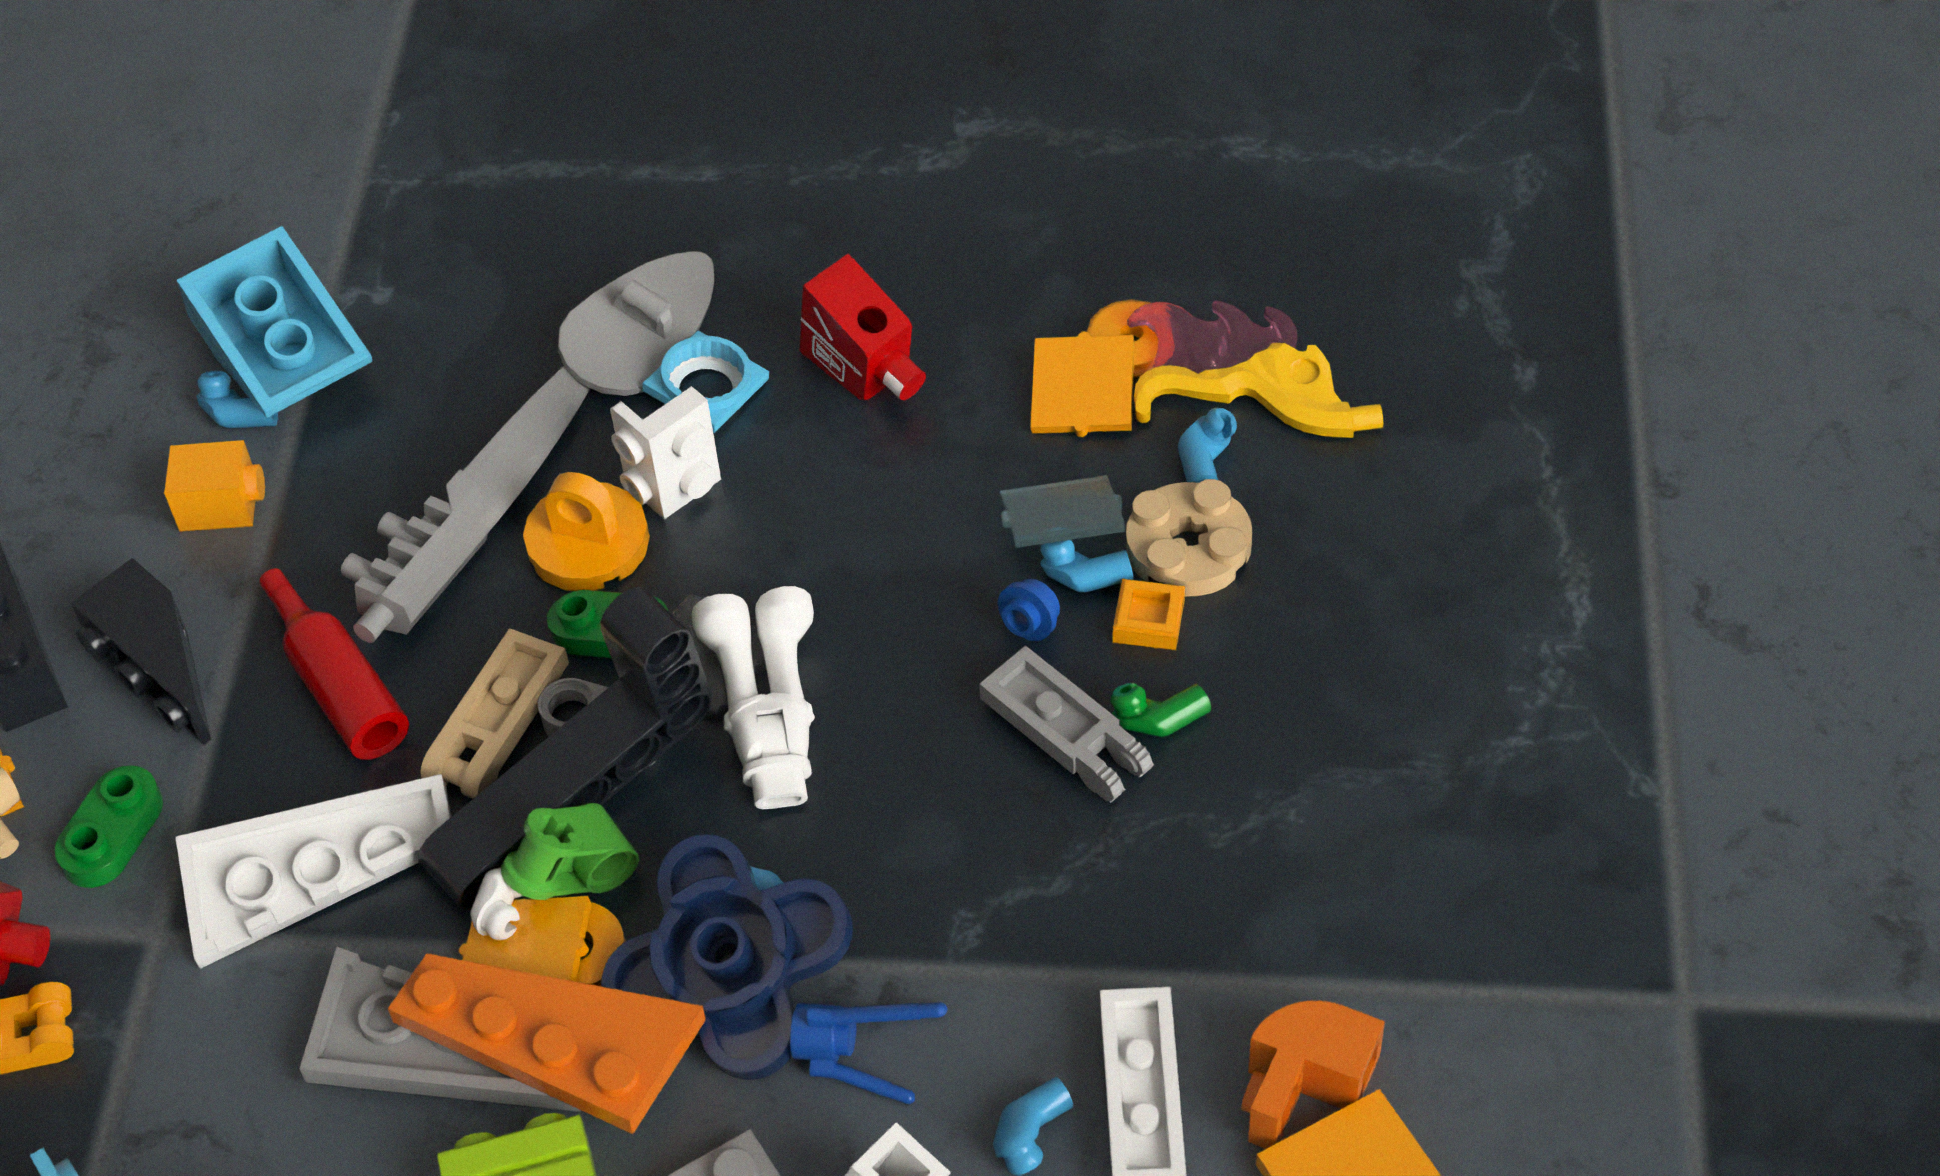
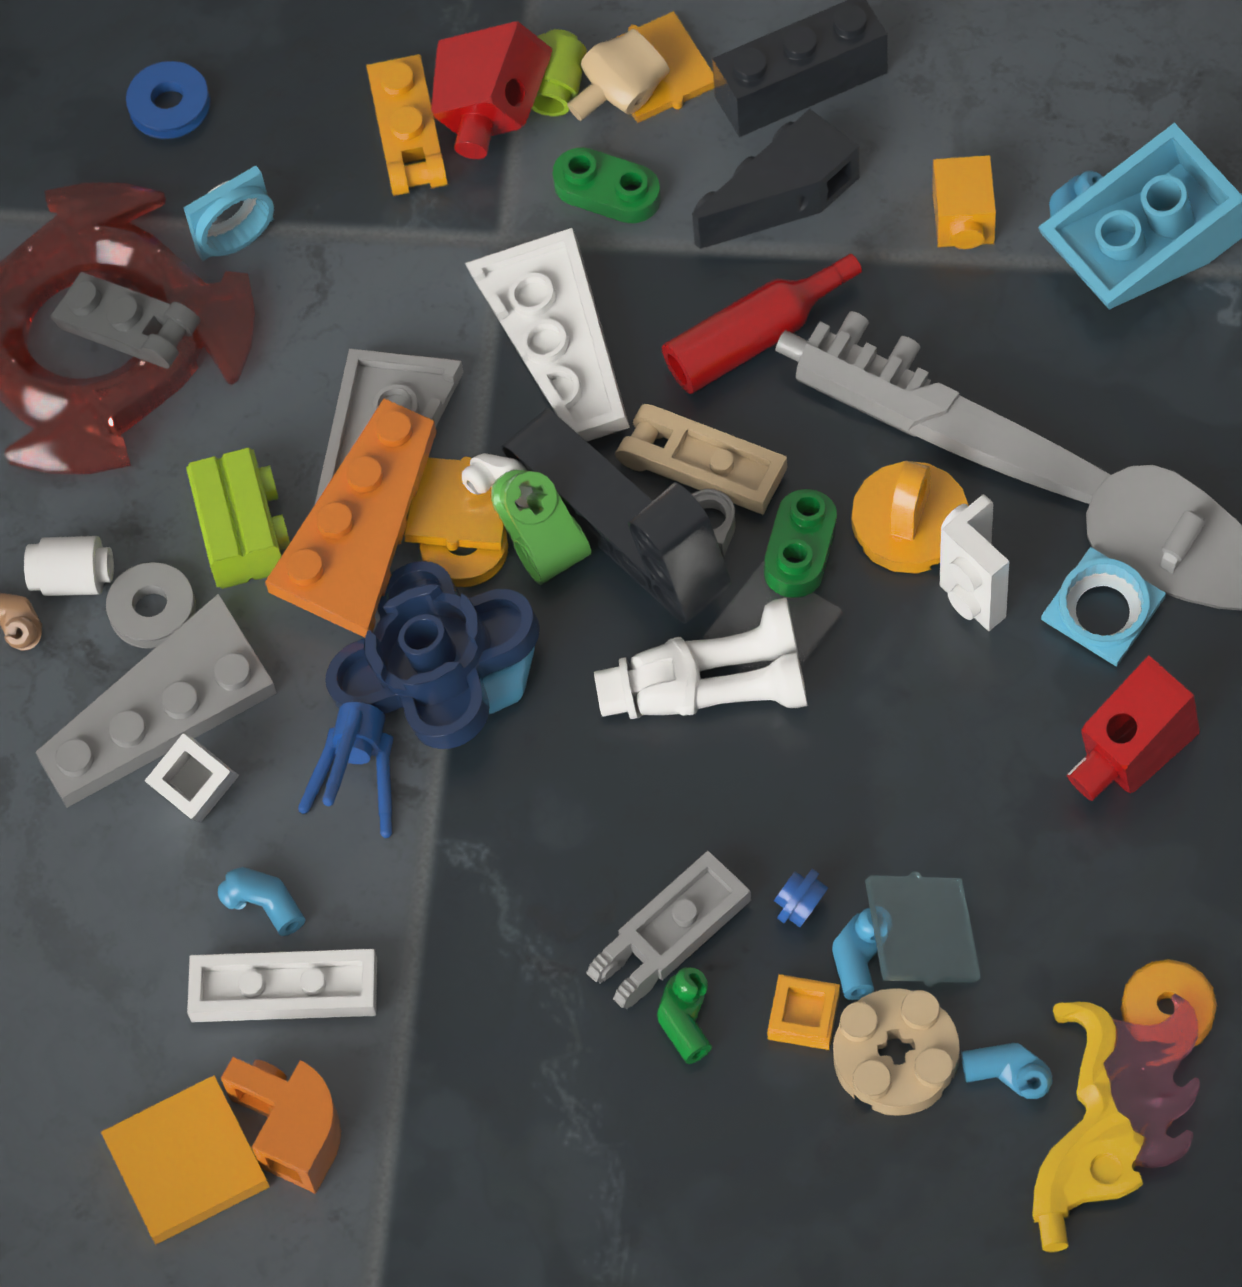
camera: 95 degrees right, 10 degrees up
(1082, 384) = (1097, 954): light orange piece -> none

